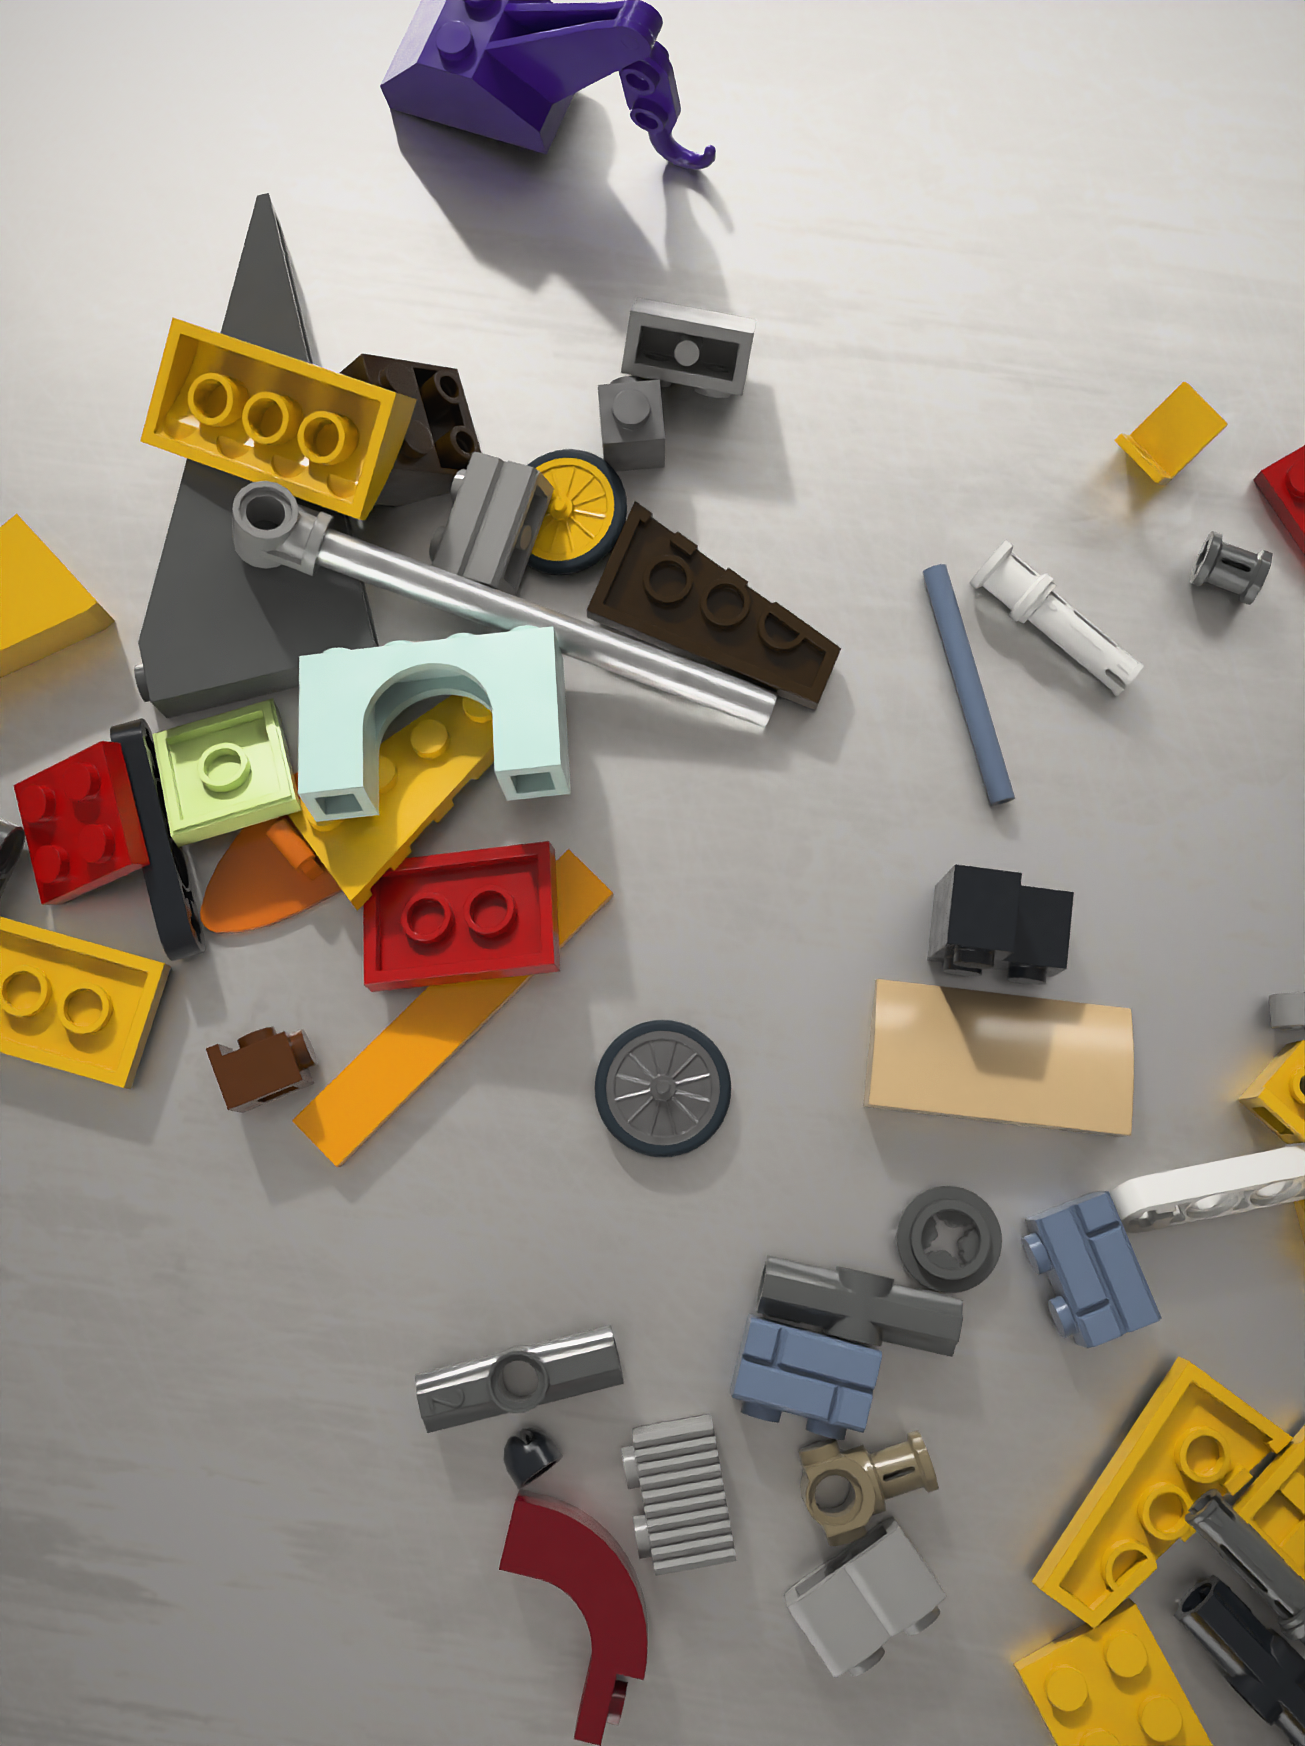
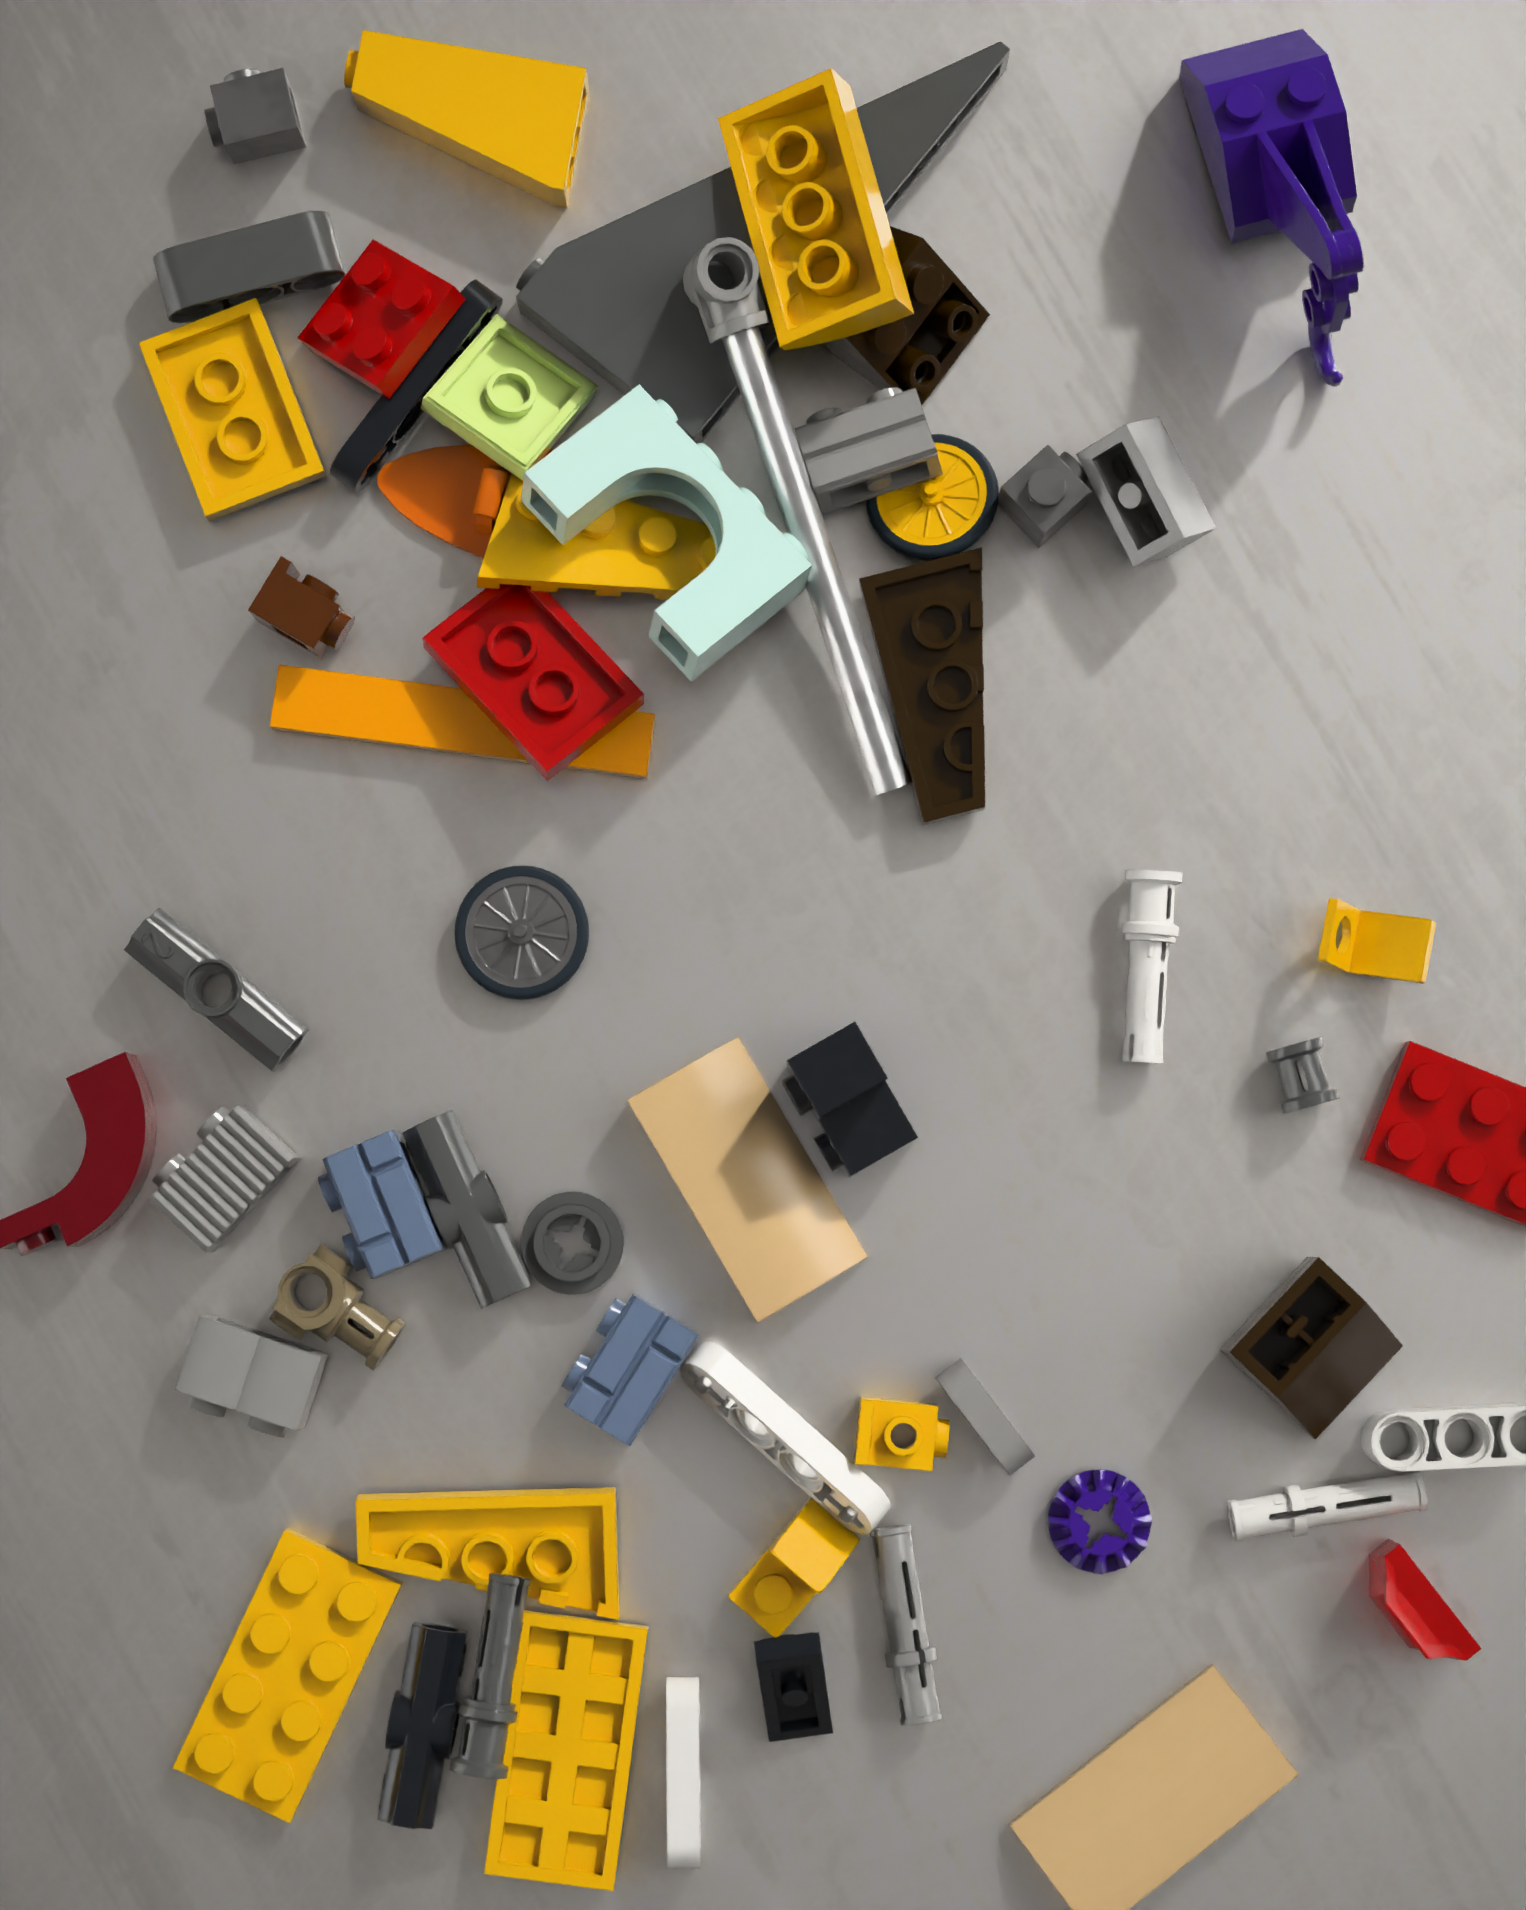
camera: 55 degrees right, 5 degrees up
(529, 1456) = (165, 1043): black hinge -> none
(968, 685) = (1040, 932): sand blue piece -> none

